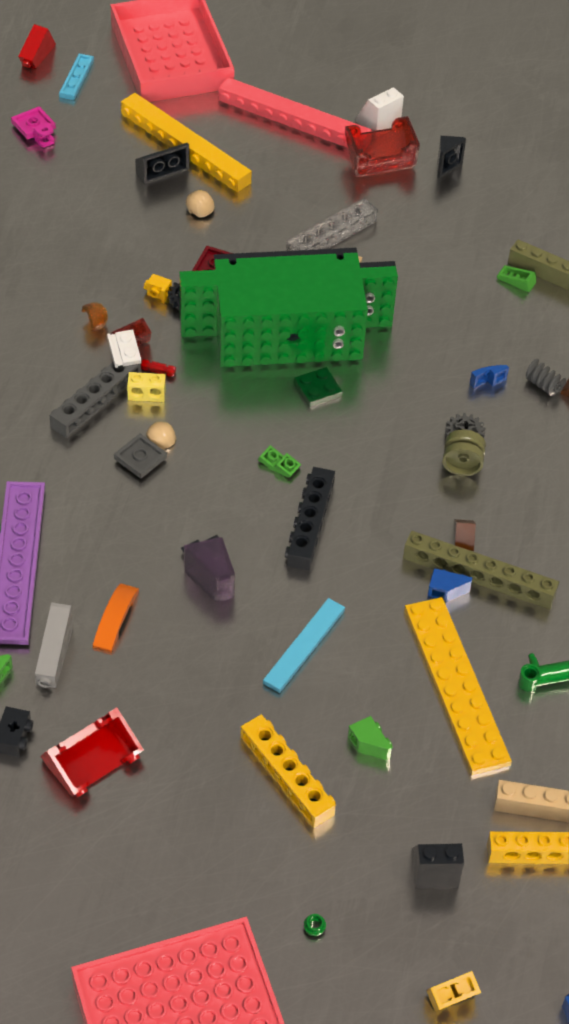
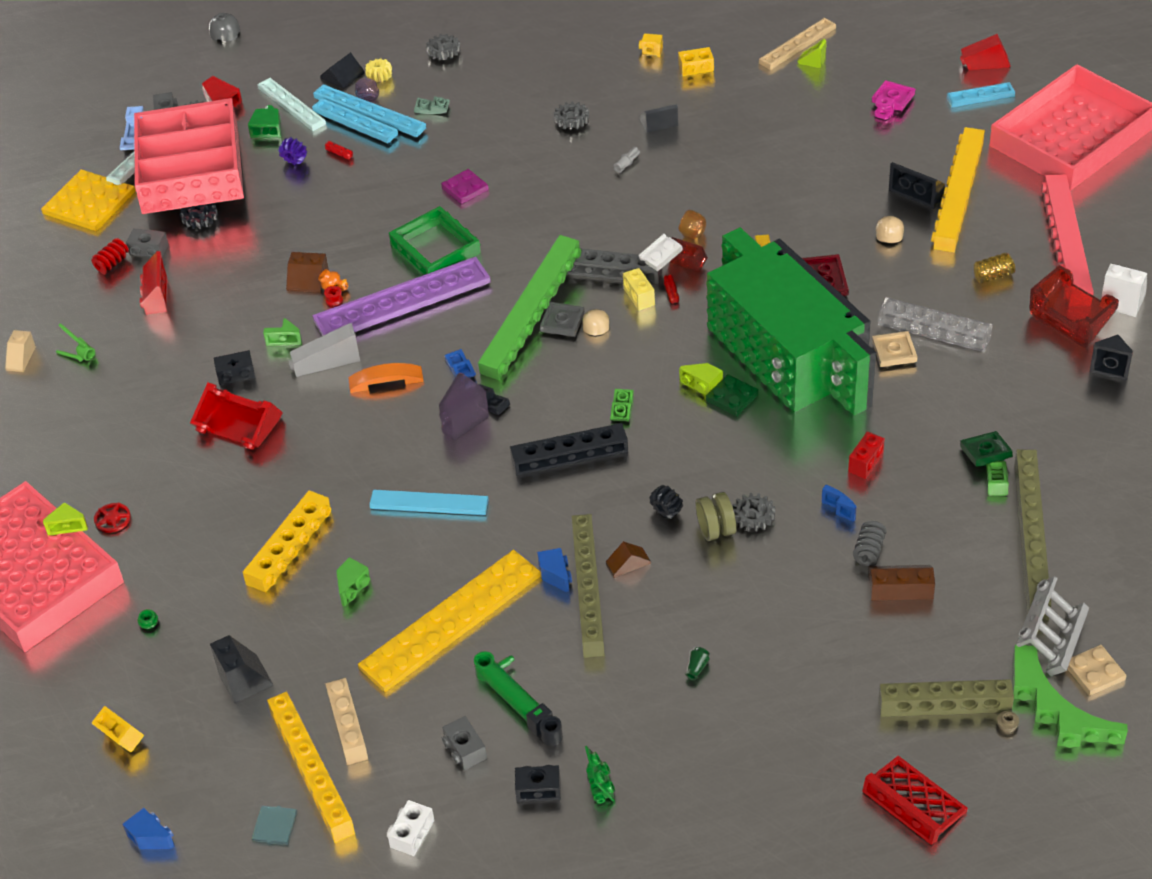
camera: 70 degrees right, 5 degrees down
(118, 468) = (529, 308): none -> bright green brick
(144, 555) = (458, 363): none -> blue slope
(150, 914) = (112, 517): none -> red wheel
(166, 940) = (65, 520): none -> lime slope
(289, 394) = (700, 376): none -> lime slope
(296, 168) = (993, 267): none -> clear yellow piece
(422, 478) = (666, 501): none -> black gear
(449, 336) = (866, 455): none -> red brick
(488, 267) = (986, 448): none -> dark green plate

